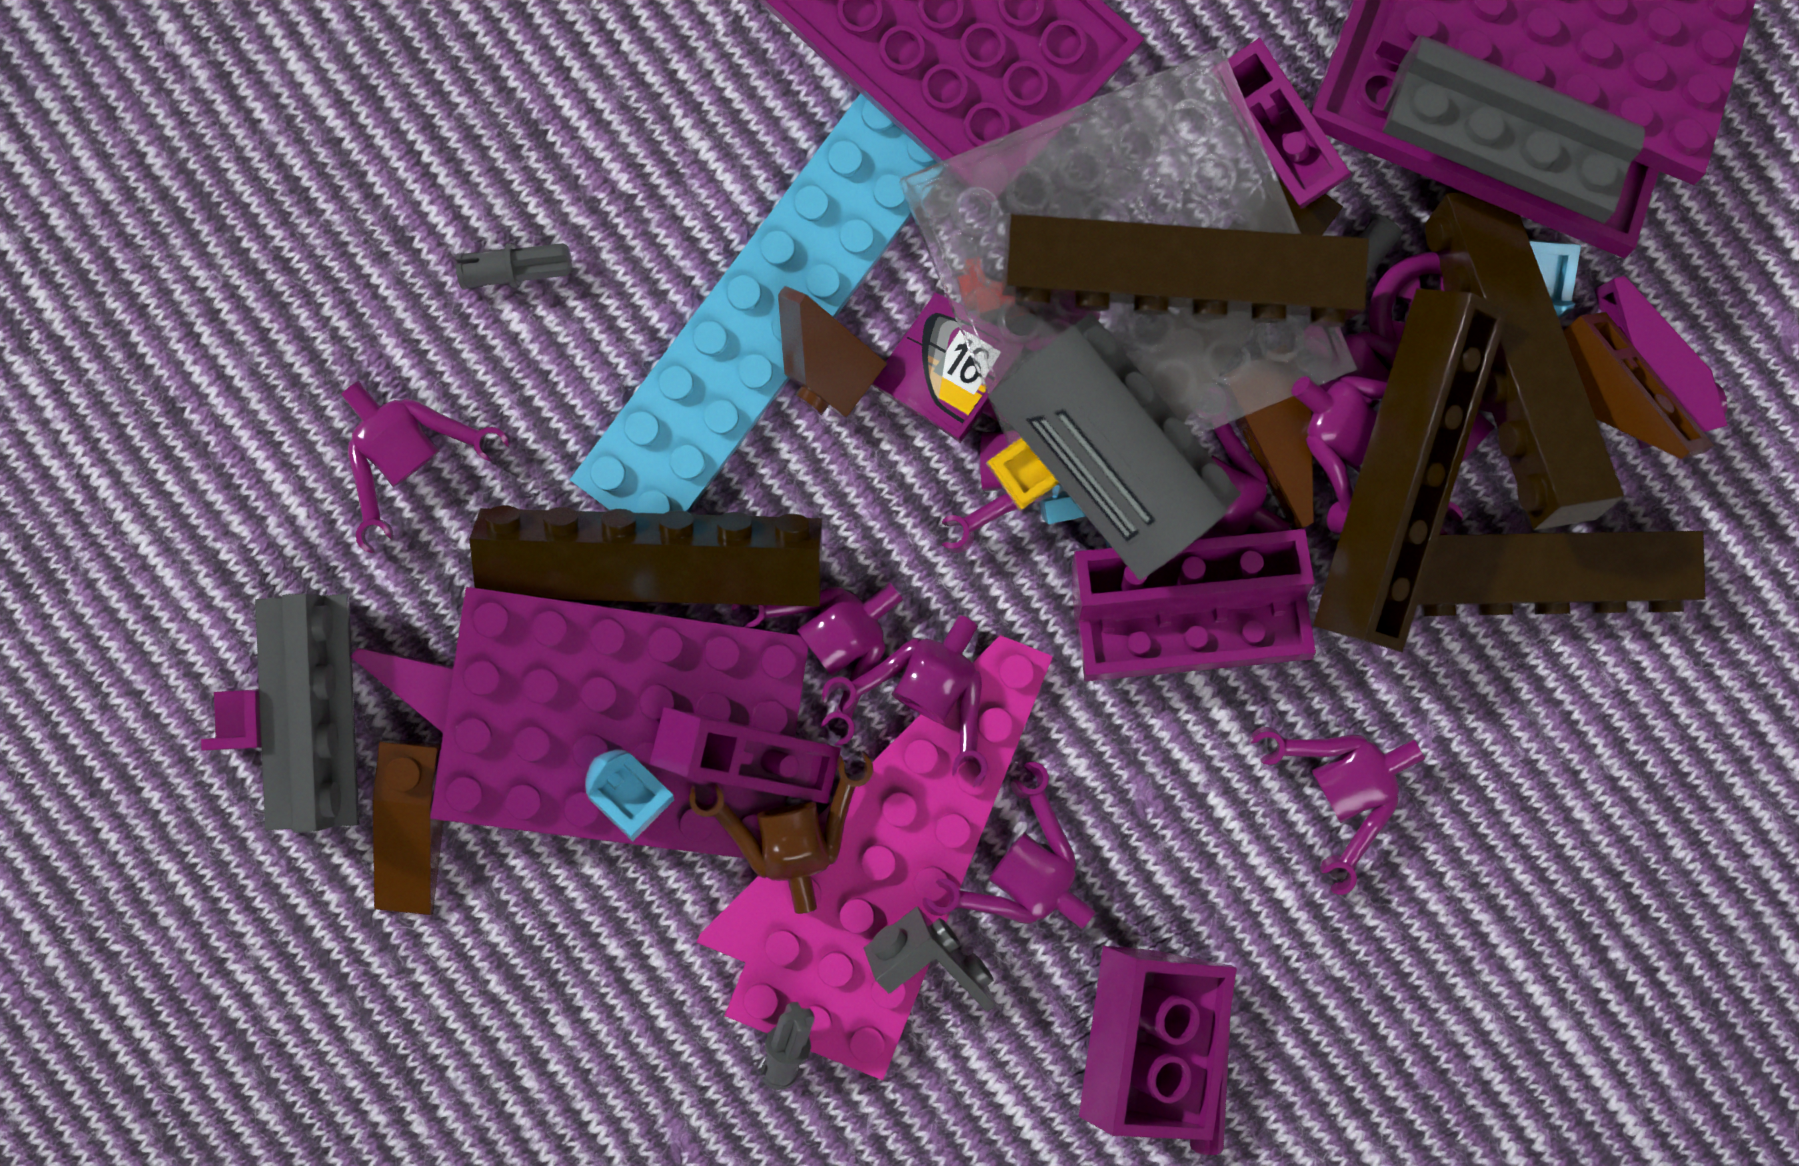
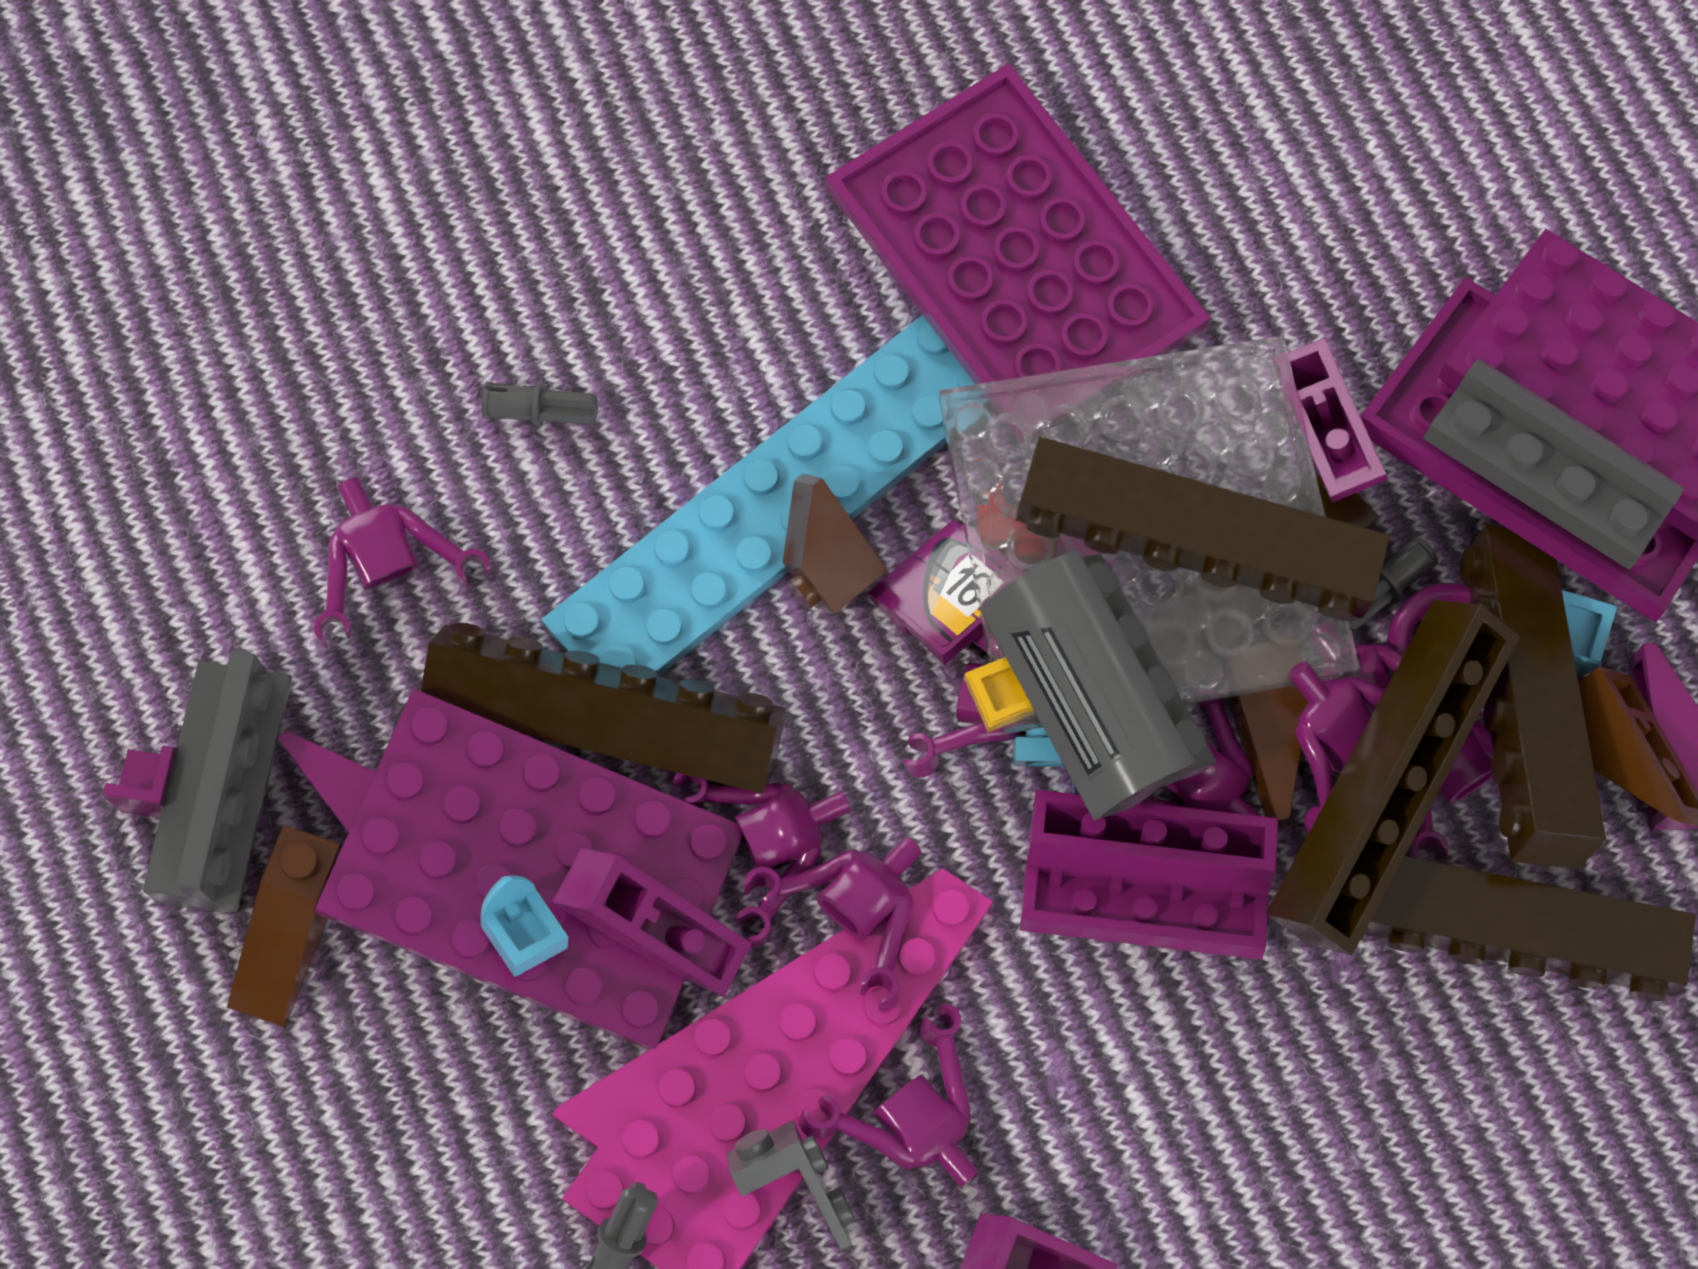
camera: 15 degrees right, 15 degrees down
(791, 835) = (678, 1019): reddish brown piece -> none
(1352, 784) = (1280, 1100): magenta piece -> none

